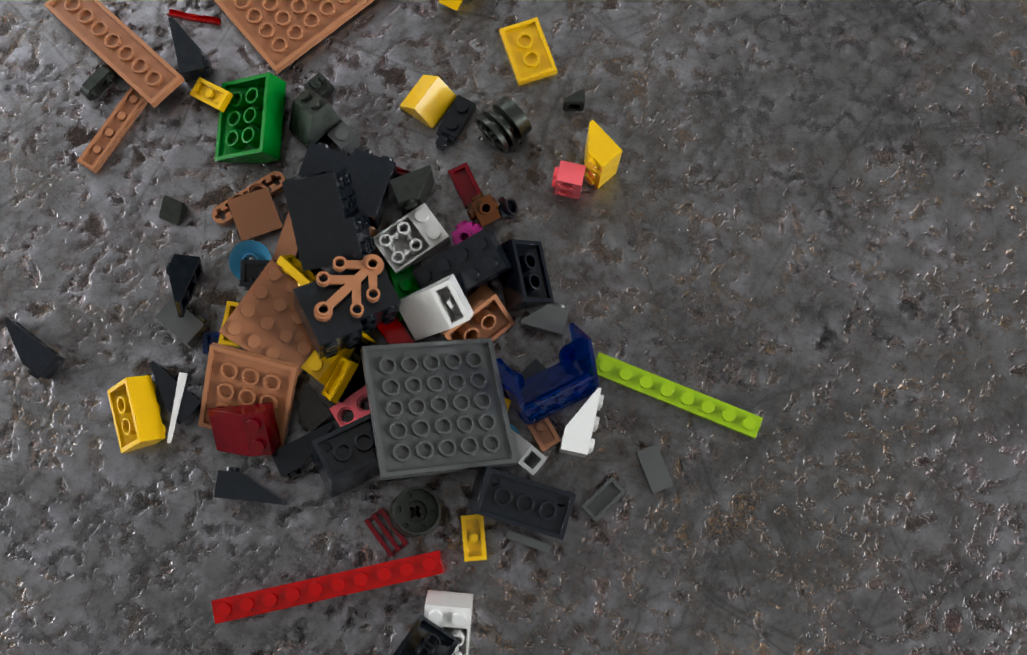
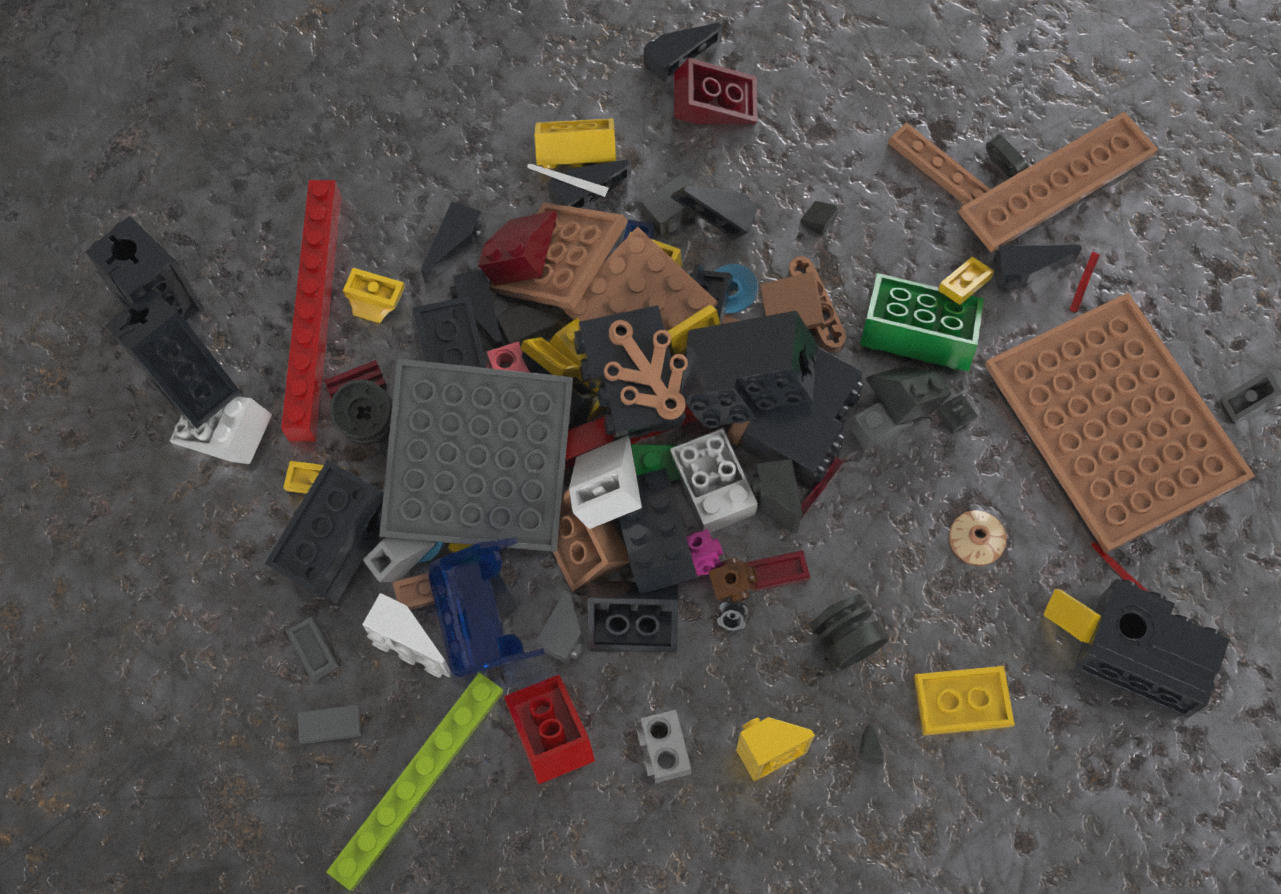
camera: 105 degrees right, 10 degrees down
(73, 312) = (714, 94): none -> dark red slope
(308, 541) = (372, 294): none -> yellow slope
(410, 68) = (973, 549): none -> tan dish
(428, 100) = (910, 547): yellow slope -> none
(454, 121) = (873, 575): black hinge -> none
(568, 179) = (749, 700): coral brick -> none
(607, 227) = (670, 745): none -> light grey brick
(617, 312) = (549, 729): none -> red slope

